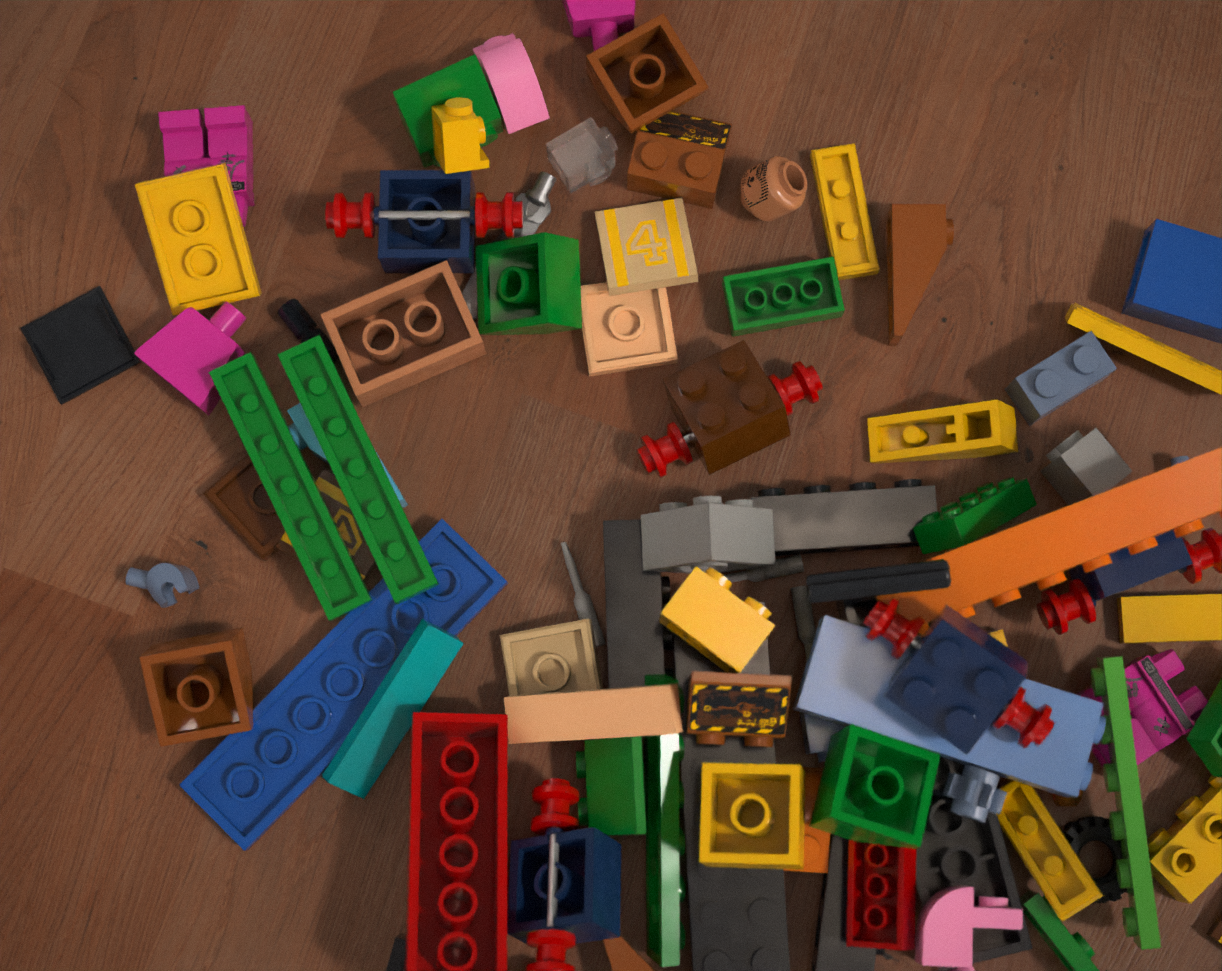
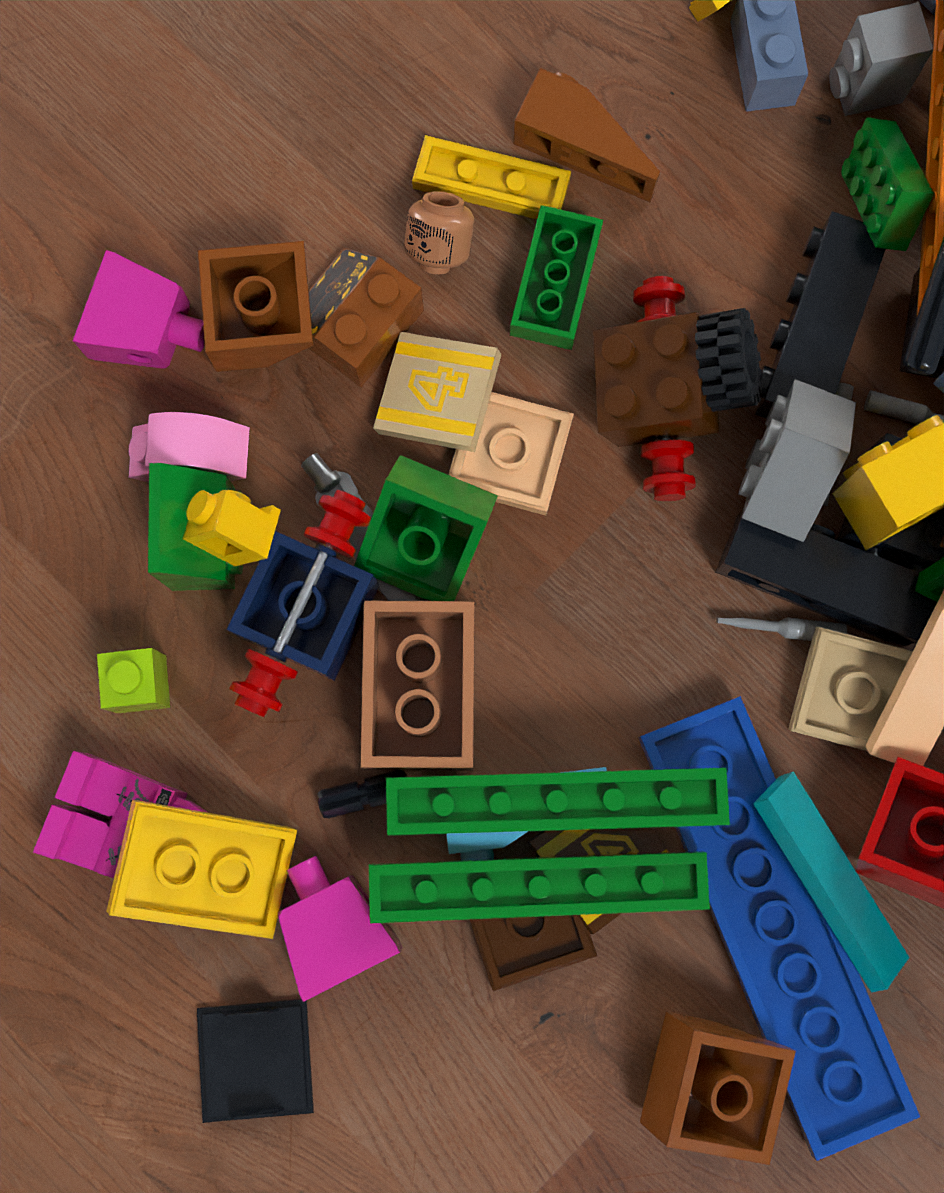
camera: 65 degrees left, 0 degrees up
(161, 581) = (574, 1085): sand blue piece -> none
(317, 125) = (133, 680): none -> lime brick
(583, 155) = (306, 411): clear brick -> none
(763, 451) = (728, 360): none -> black tyre
(944, 433) = (773, 186): yellow slope -> none

